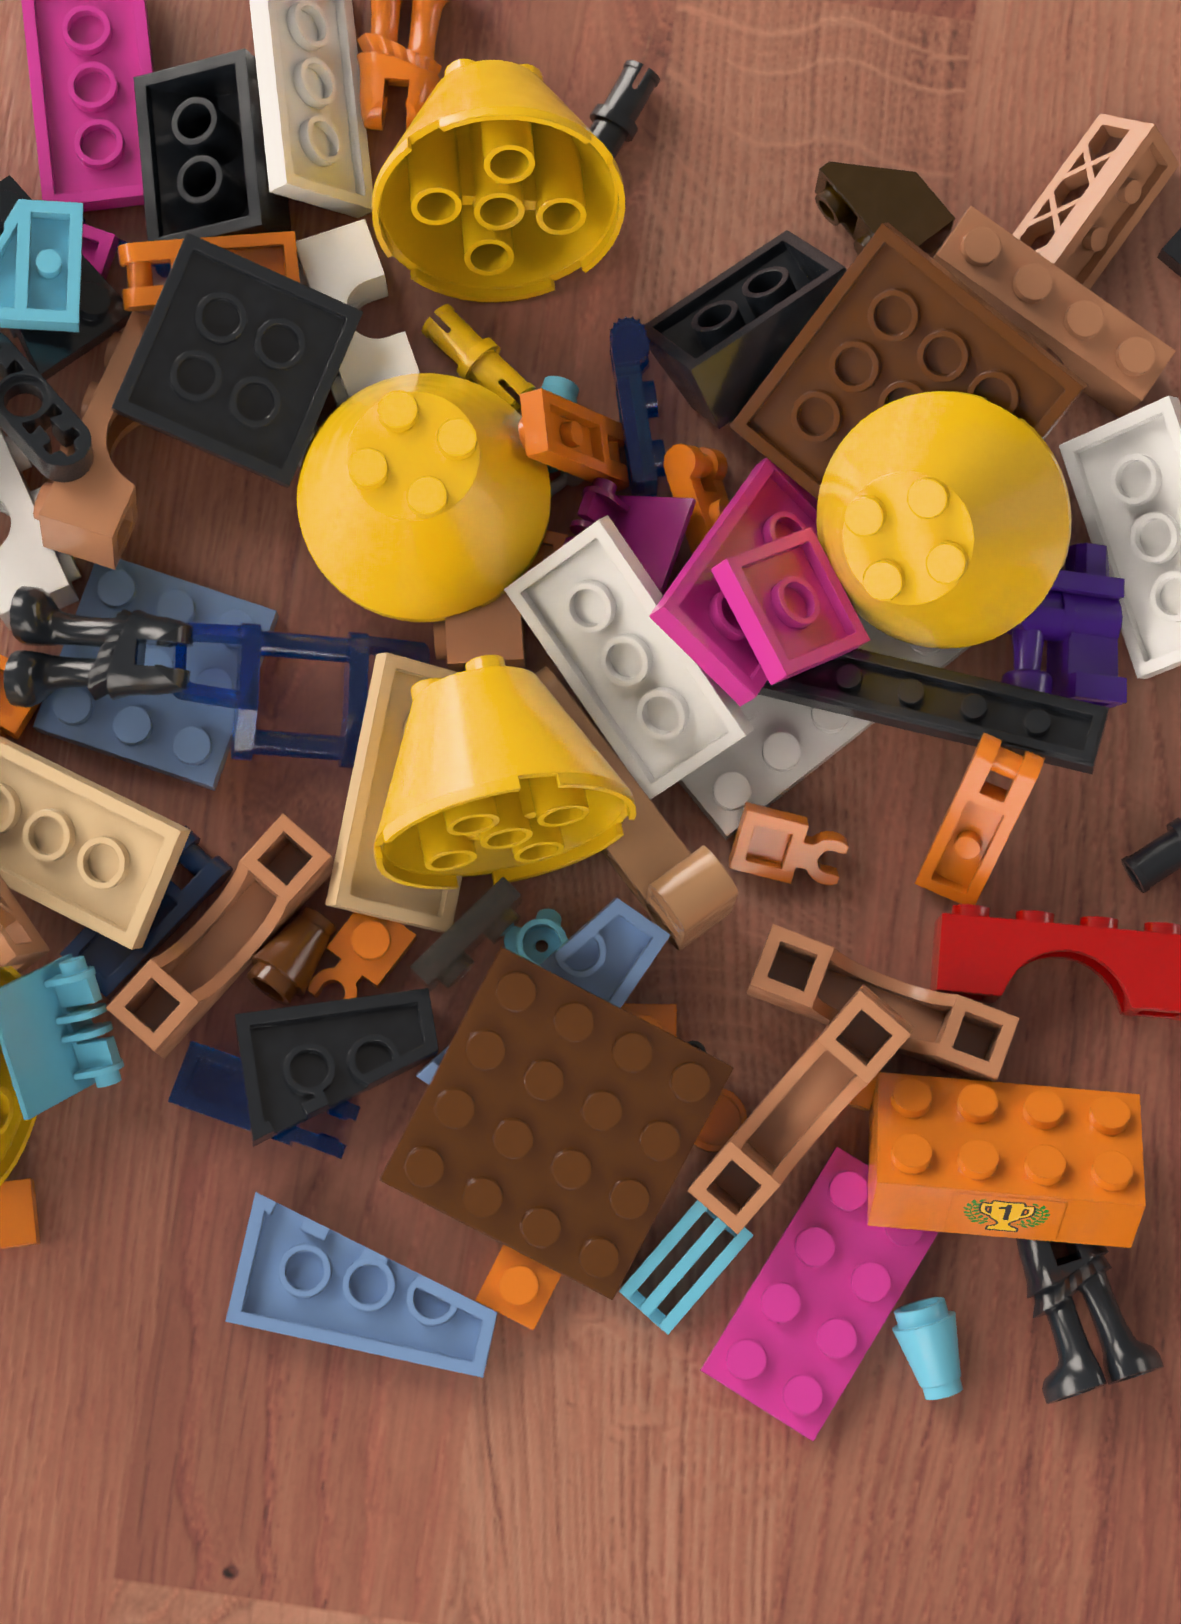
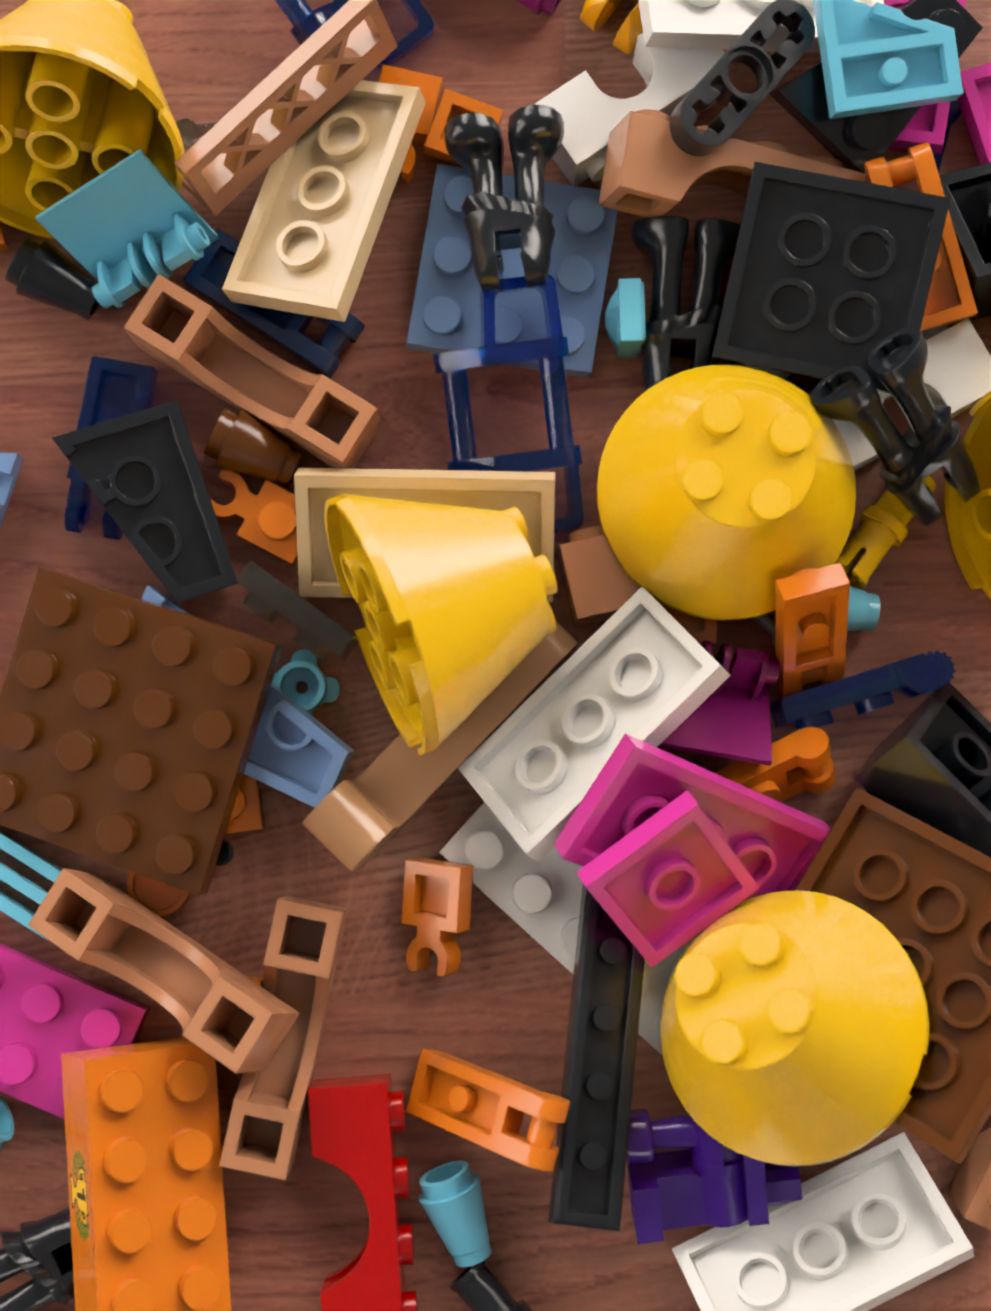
camera: 80 degrees right, 5 degrees up
(77, 1133) = (51, 278): none -> black cone
(229, 565) = (627, 318): none -> medium azure tile
(248, 528) = (668, 330): none -> black piece
(417, 306) = (925, 447): none -> black piece
(1074, 873) = (457, 1211): none -> medium azure cone

